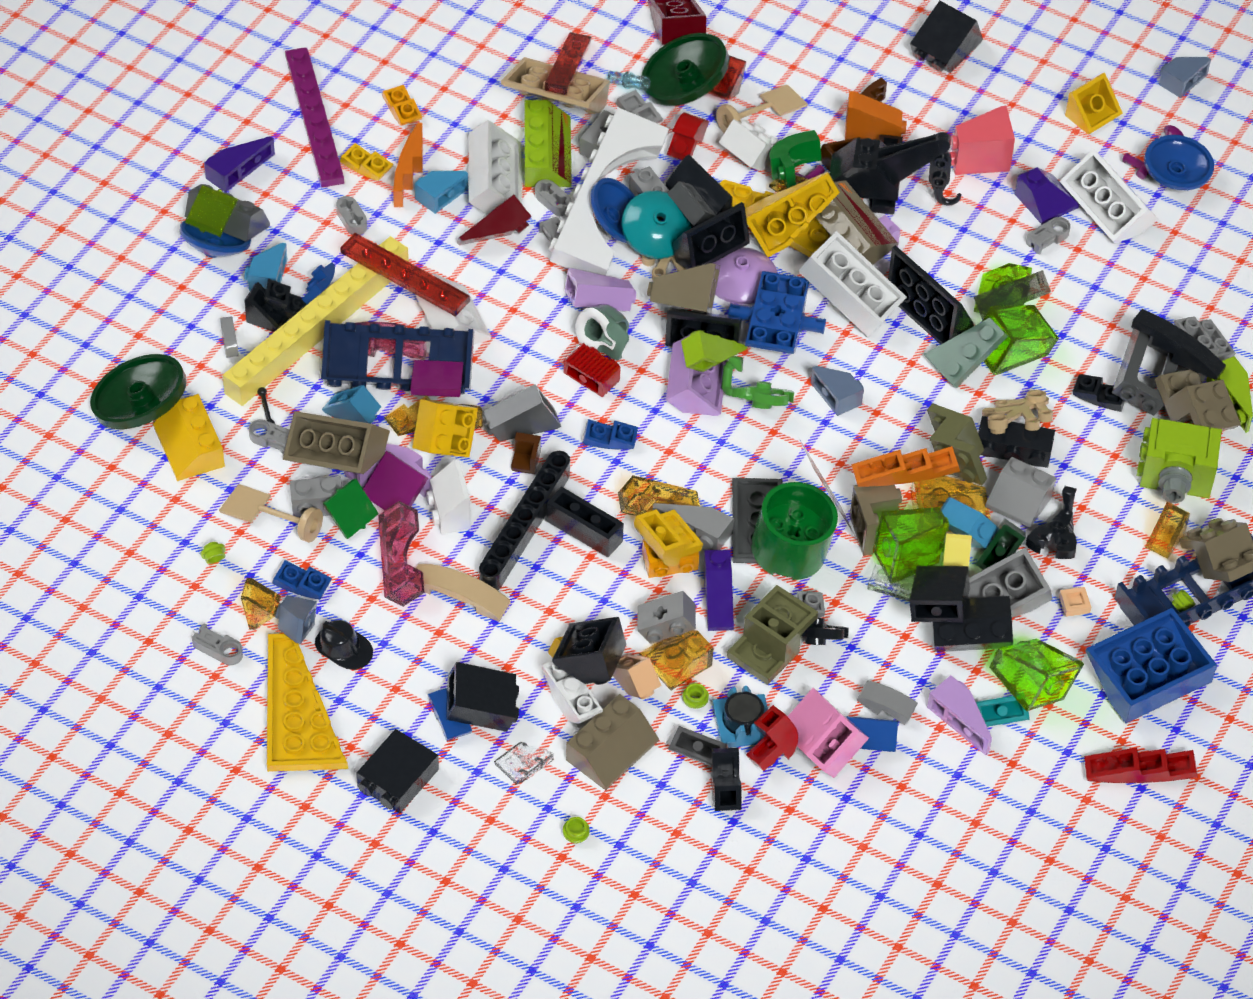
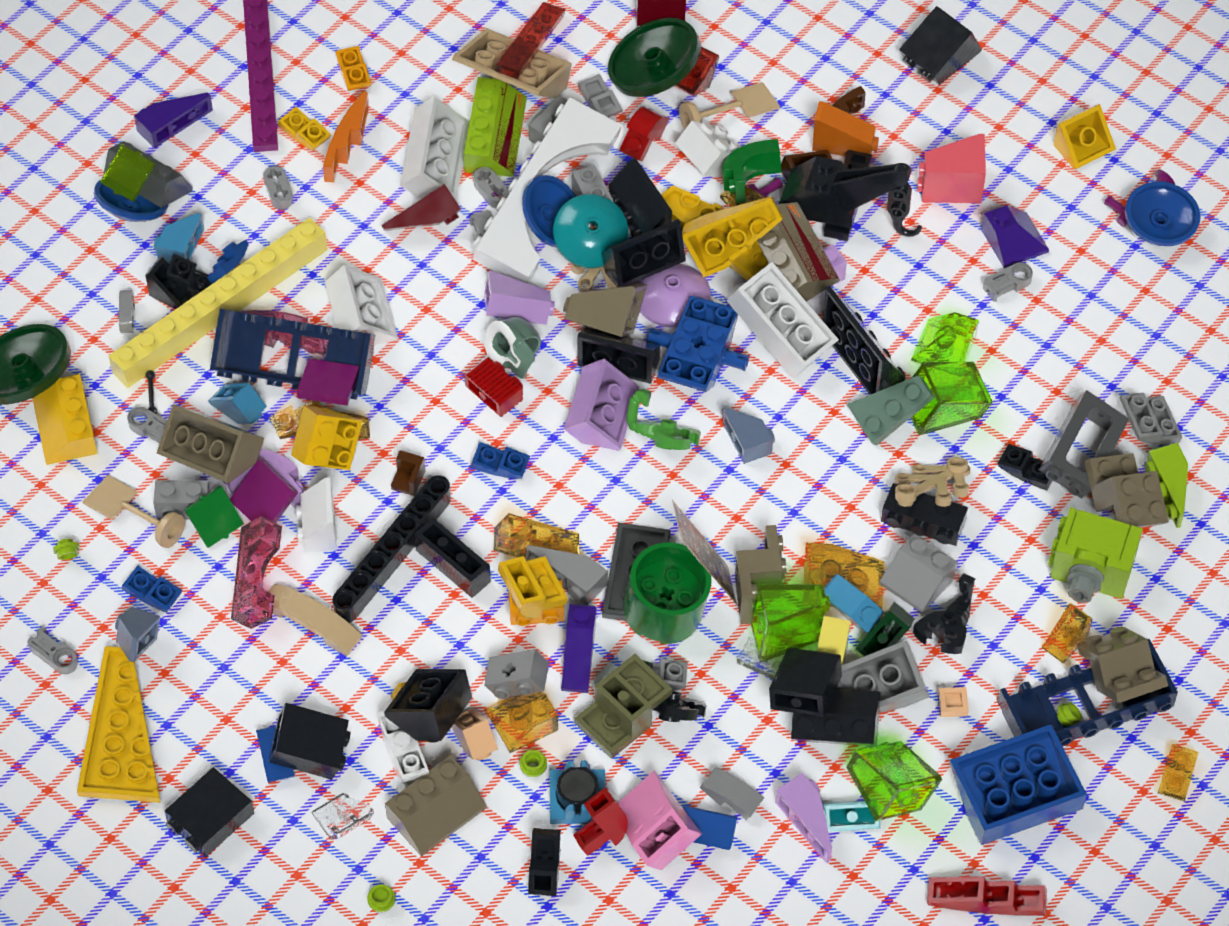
camera: 10 degrees right, 5 degrees up
(258, 603) = (98, 612): clear yellow slope -> none
(344, 645) = (182, 666): black piece -> none
(405, 274) = (314, 263): clear red tile -> none
(440, 188) = (374, 166): dark azure slope -> none
(522, 413) = (410, 431): dark grey slope -> none
(629, 80) = (594, 63): clear light blue axle -> none
(691, 203) = (628, 212): dark grey slope -> none
(694, 745) = (521, 818): flat silver slope -> none
(707, 350) = (611, 381): lime slope -> none
(907, 468) = (786, 538): orange slope -> none
(961, 433) = (858, 514): olive bracket -> none
(1014, 292) = (952, 347): clear smoke slope -> none
(1108, 198) = (1079, 247): white slope -> none
(1183, 74) = (1190, 111): sand blue slope -> none
(1185, 348) = (1124, 431): black slope -> none

